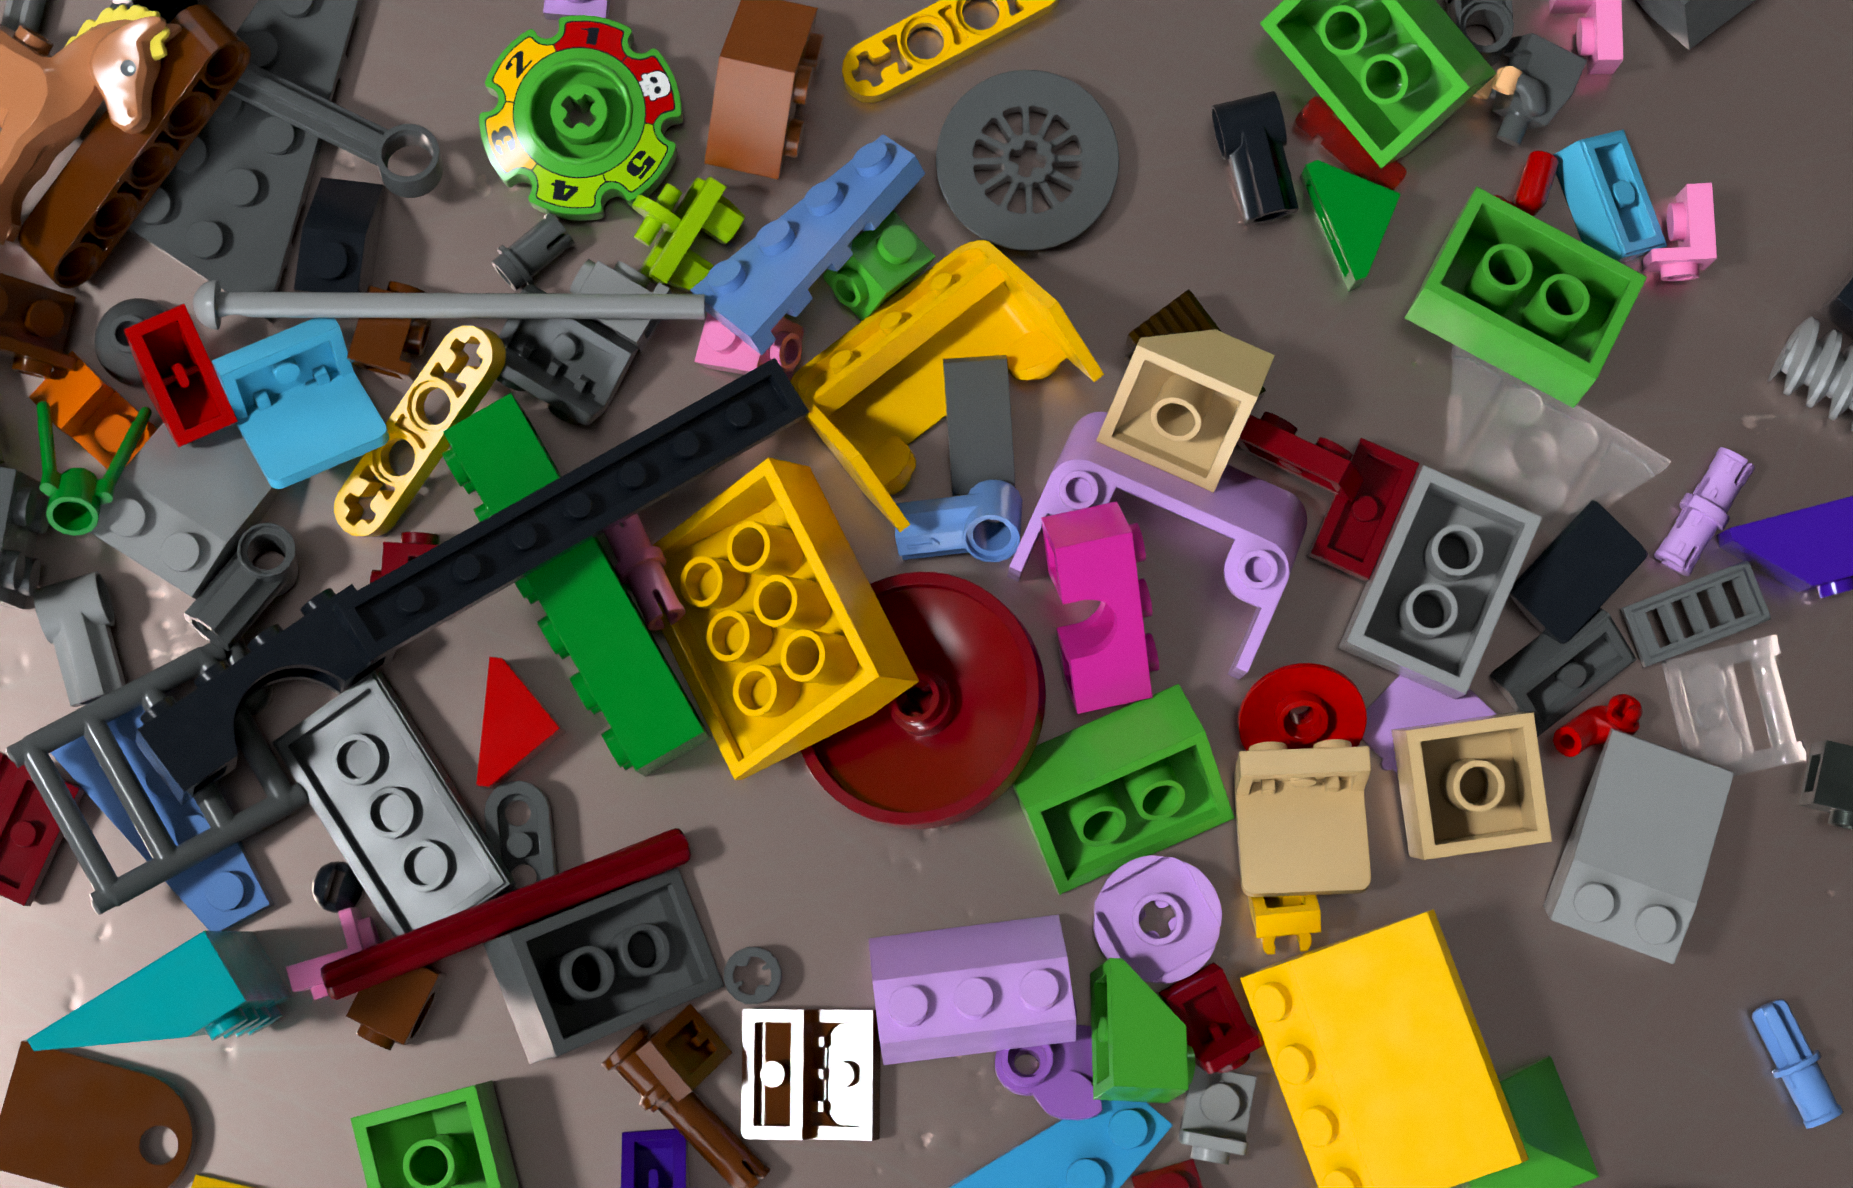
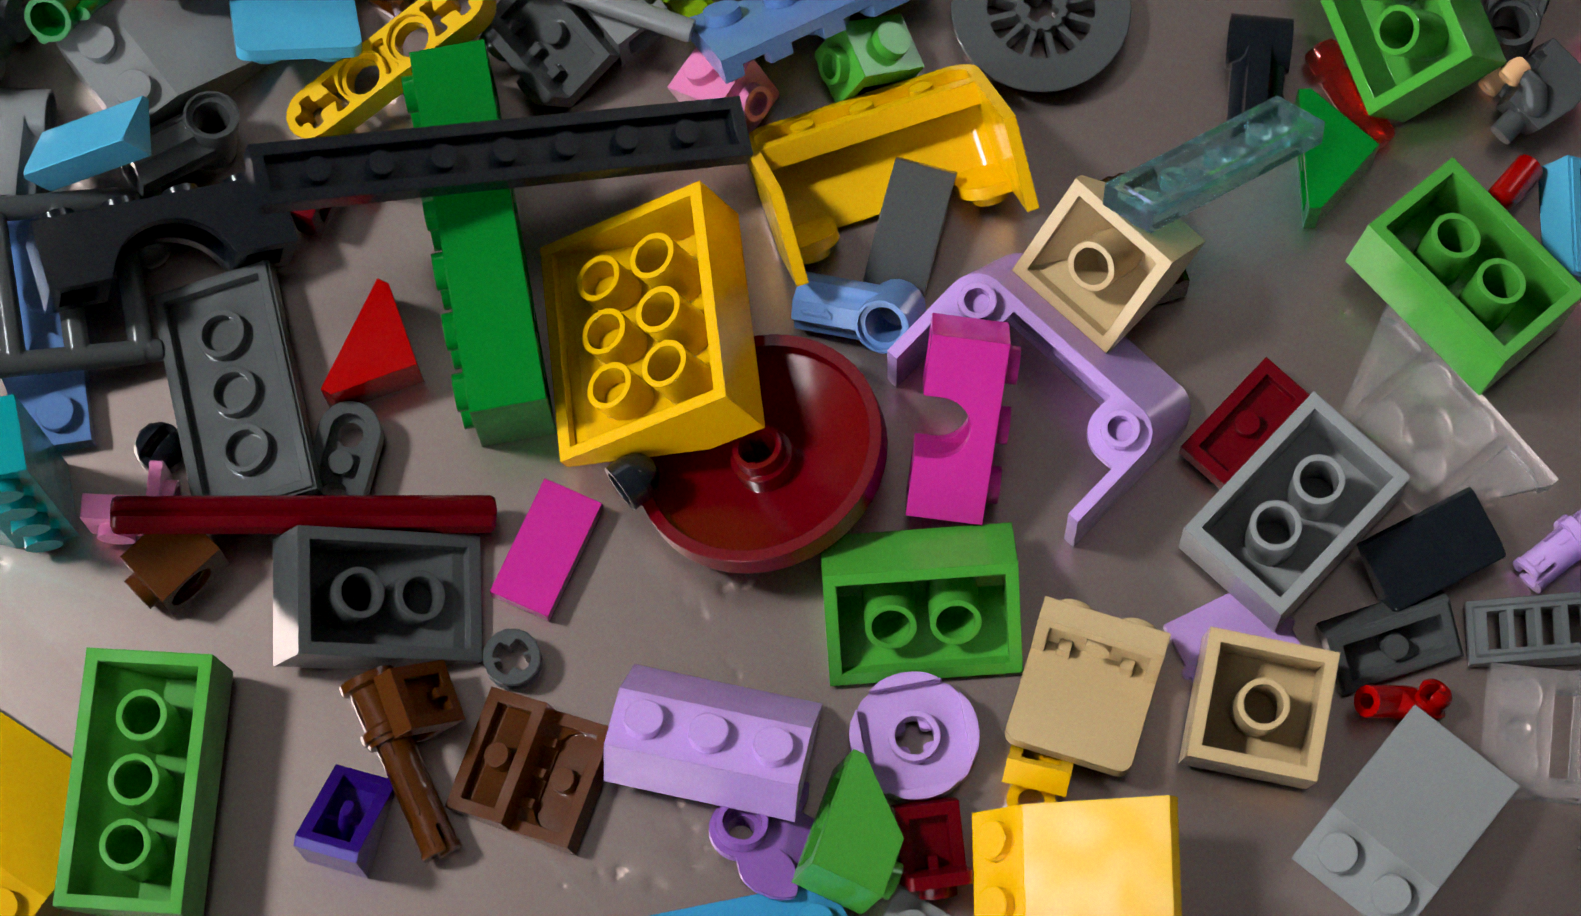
camera: 25 degrees right, 10 degrees down
(161, 623) = (91, 145): none -> medium azure slope
(643, 569) = (548, 246): bright pink pin -> none
(745, 857) = (546, 549): none -> dark pink tile
(811, 769) = (634, 478): none -> black hinge
(1258, 279) = (1213, 164): none -> clear light blue plate
(1319, 463) = (1214, 362): dark red plate -> none
(1333, 713) = (1111, 558): red dish -> none

